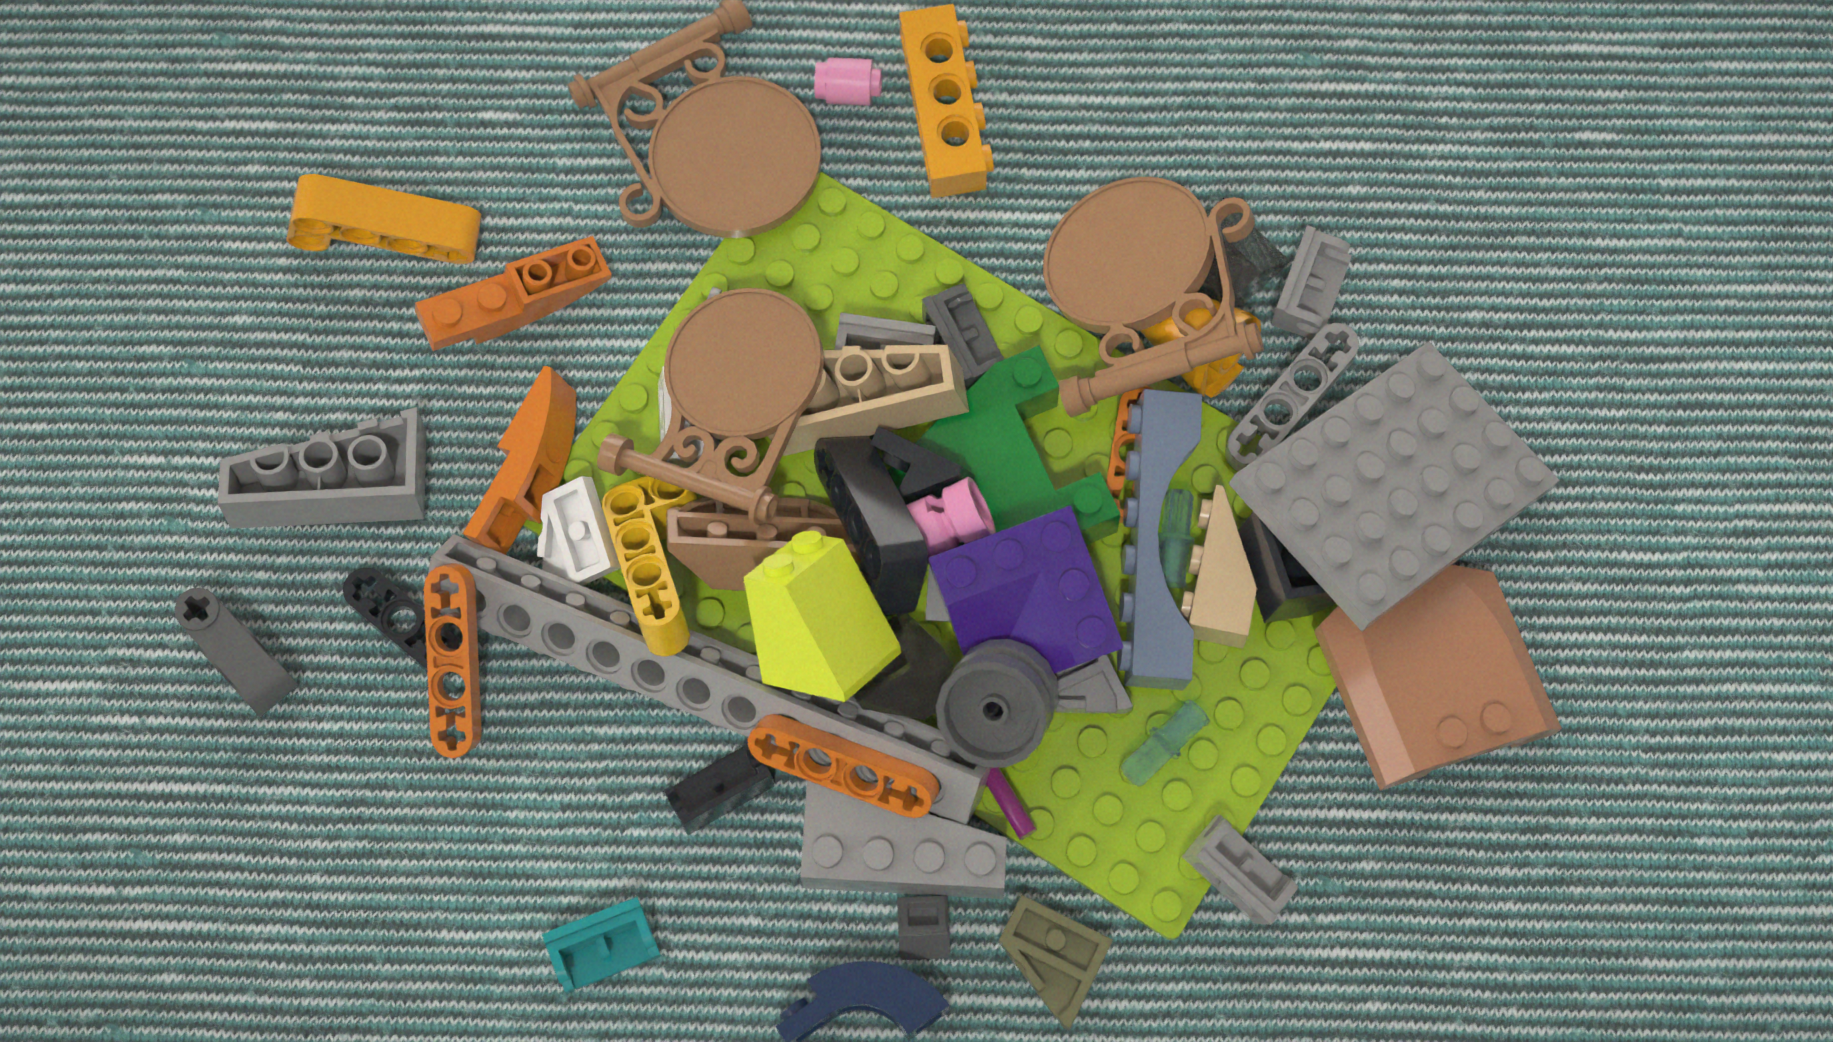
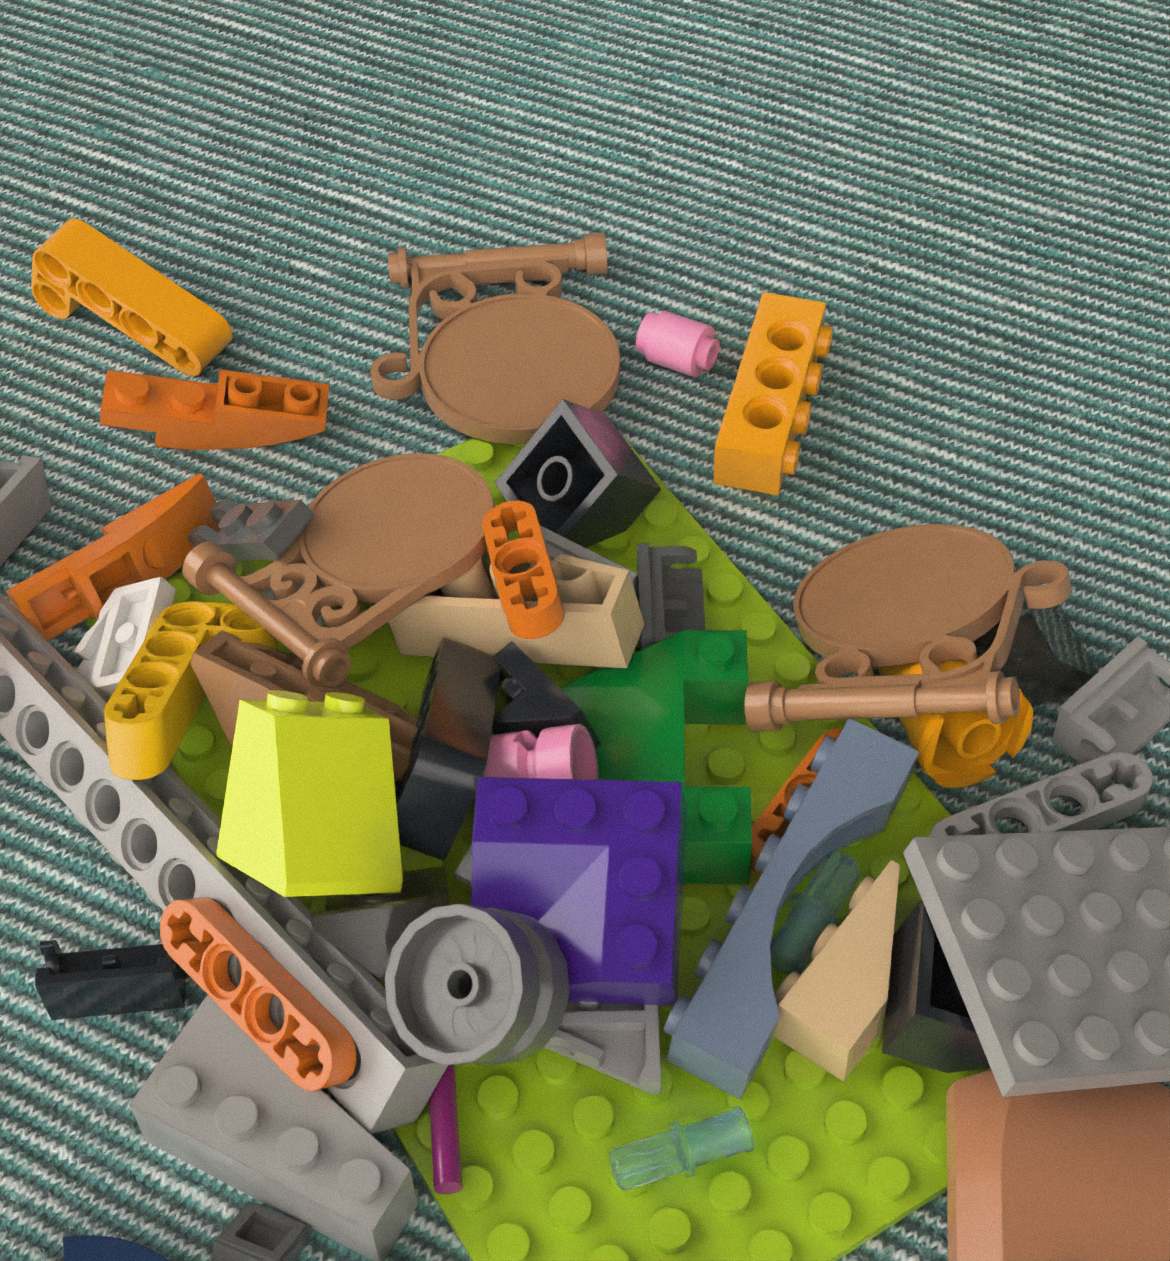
camera: 25 degrees right, 20 degrees down
(627, 406) = (255, 529): none -> dark grey hinge
(840, 254) = (579, 476): none -> black slope
(871, 392) = (537, 581): none -> orange beam

